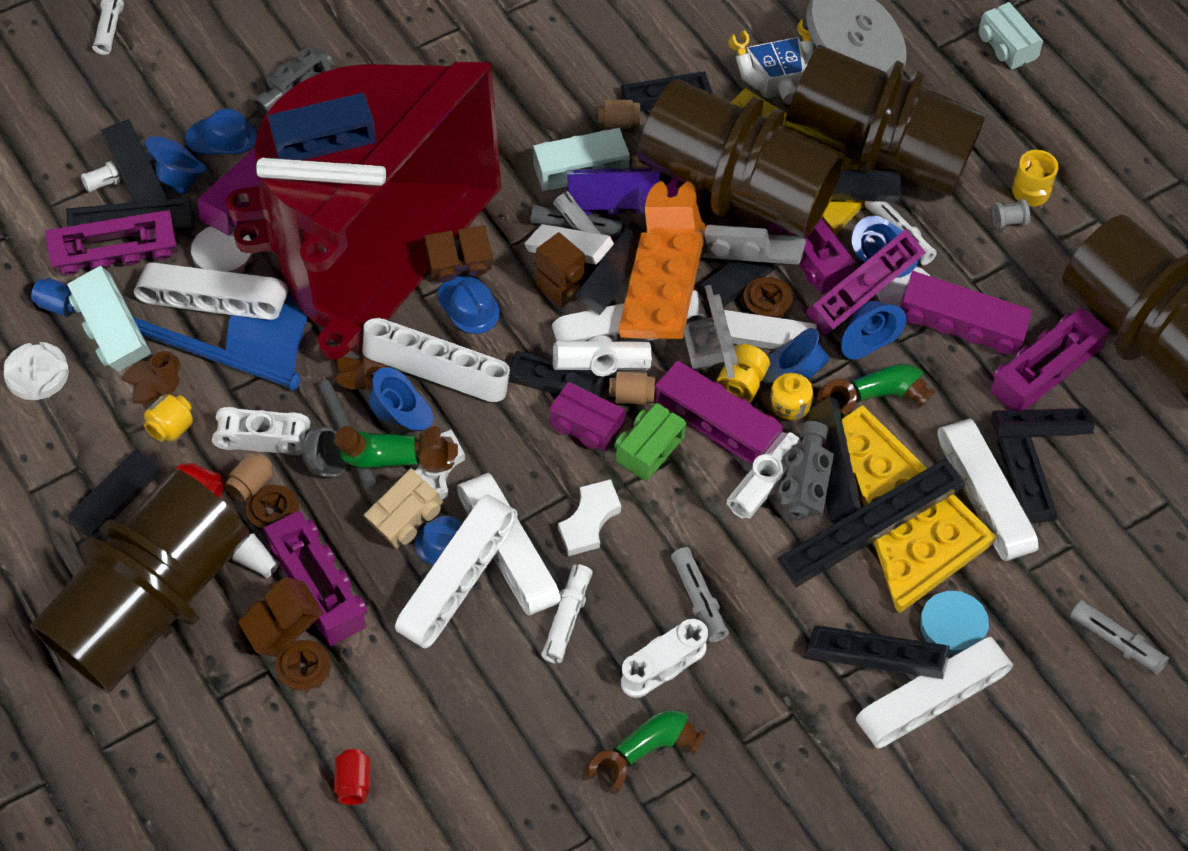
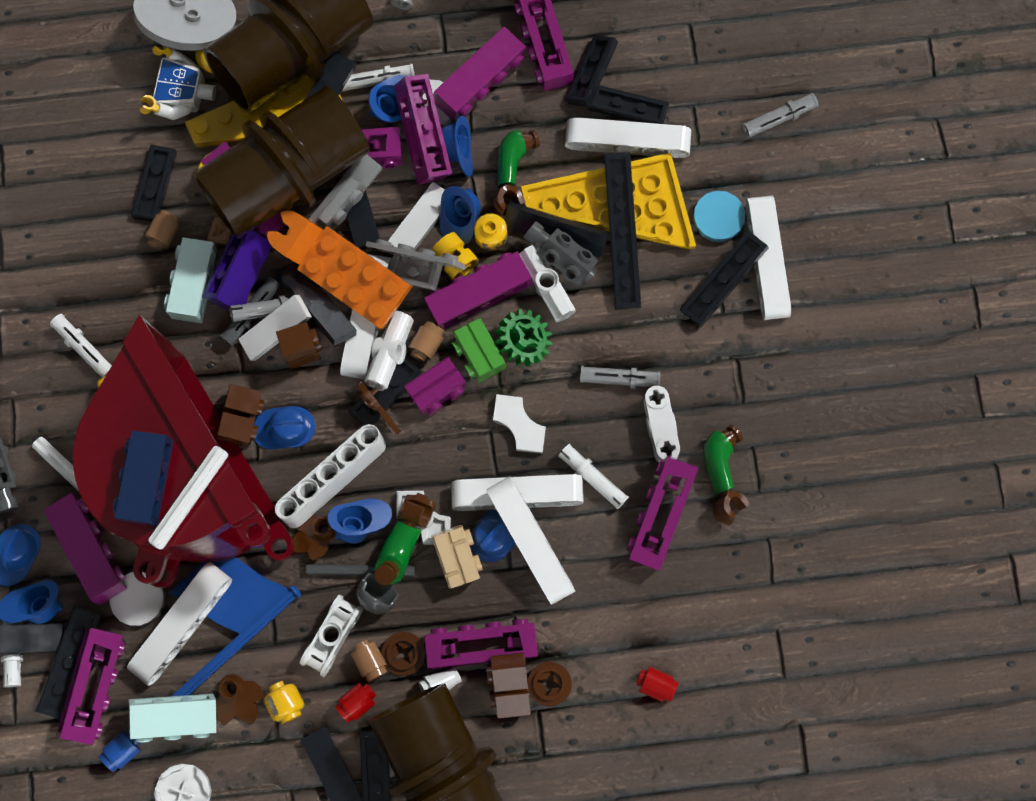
camera: 60 degrees left, 20 degrees up
(537, 358) = (369, 399): none -> reddish brown piece
(558, 693) = (646, 553): none -> magenta brick
(678, 484) = (523, 334): none -> green gear
(771, 288) = (382, 197): reddish brown gear -> none

